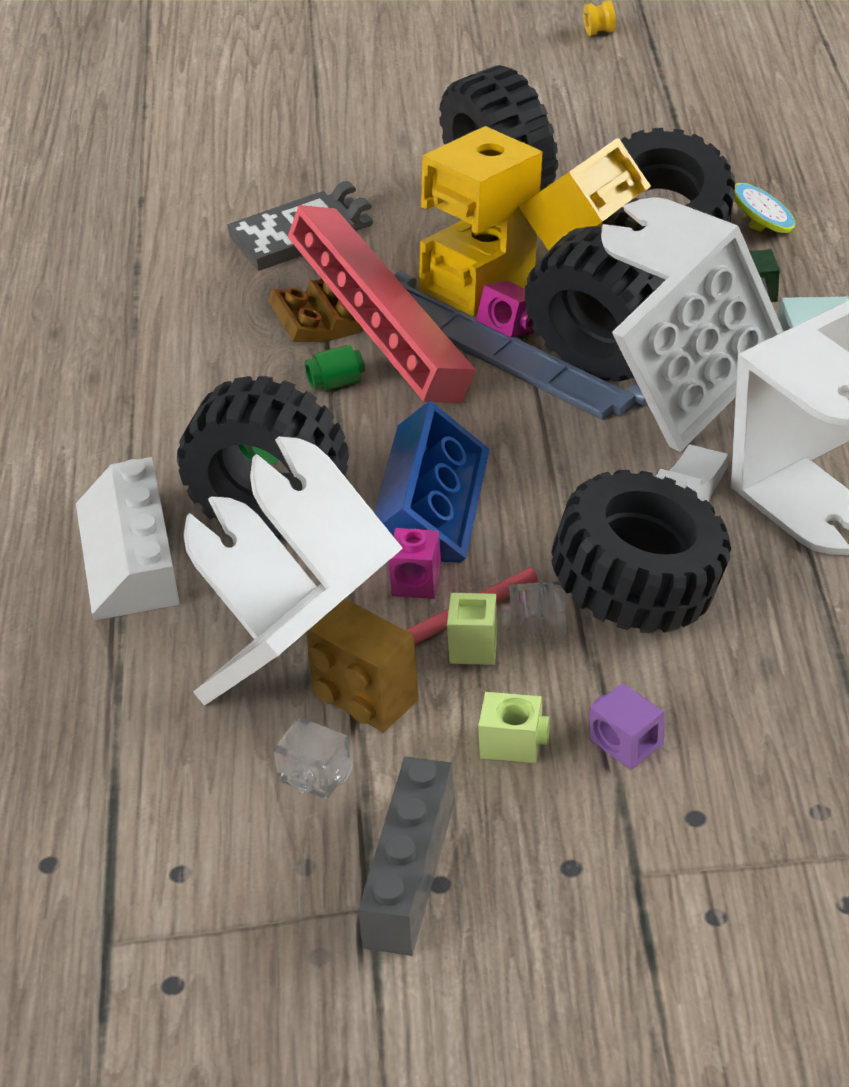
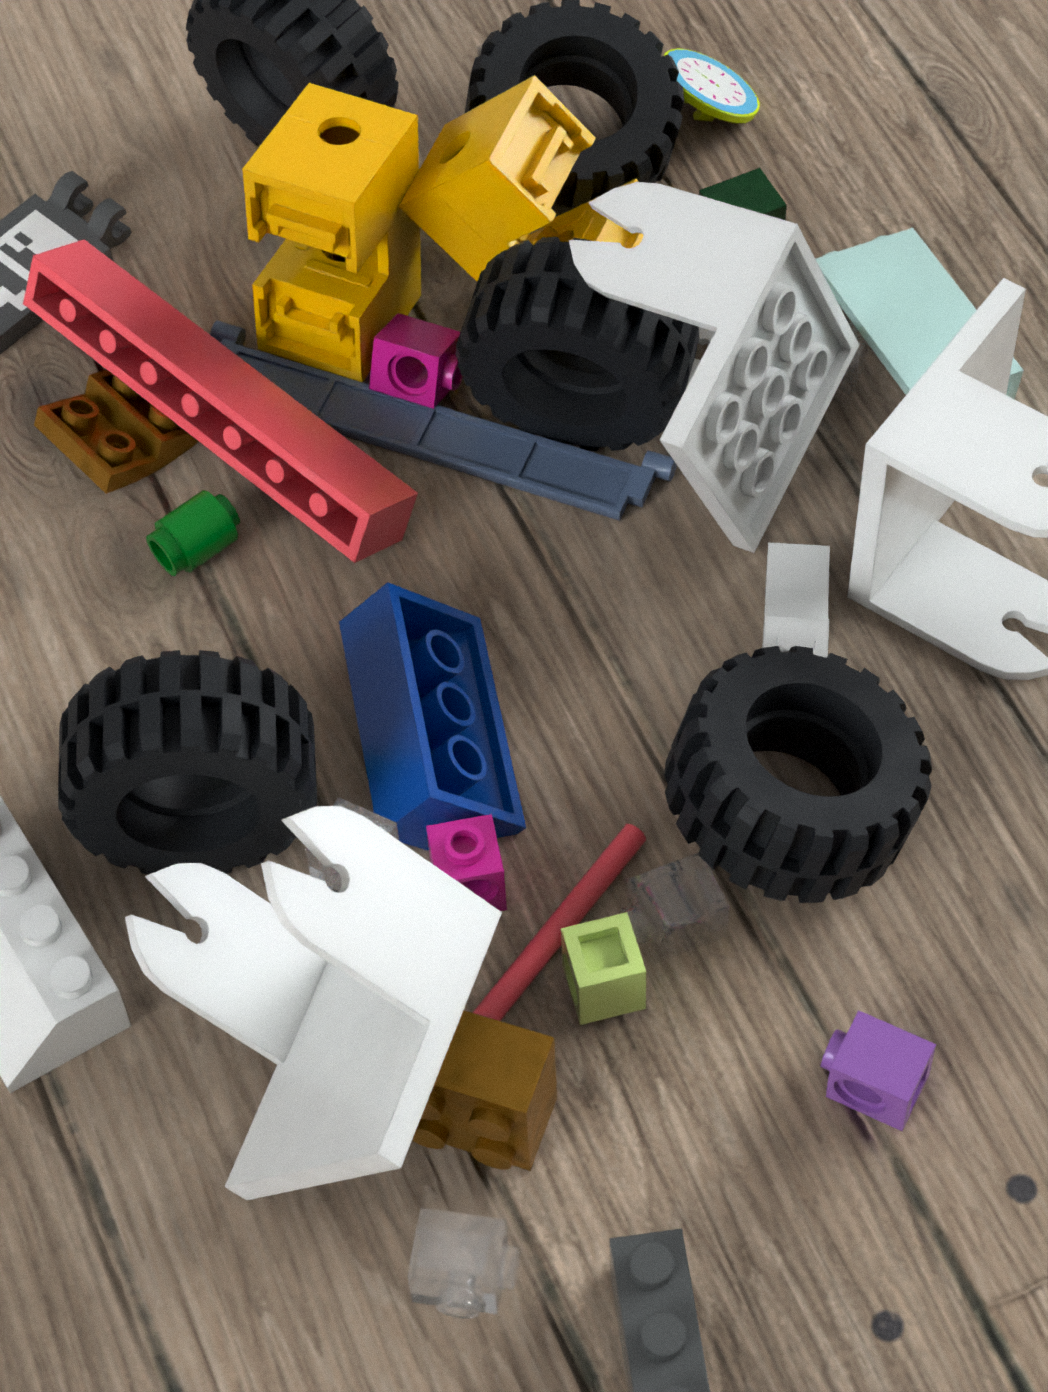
camera: 20 degrees left, 15 degrees up
(512, 727) = (713, 1147): yellowish green brick -> none

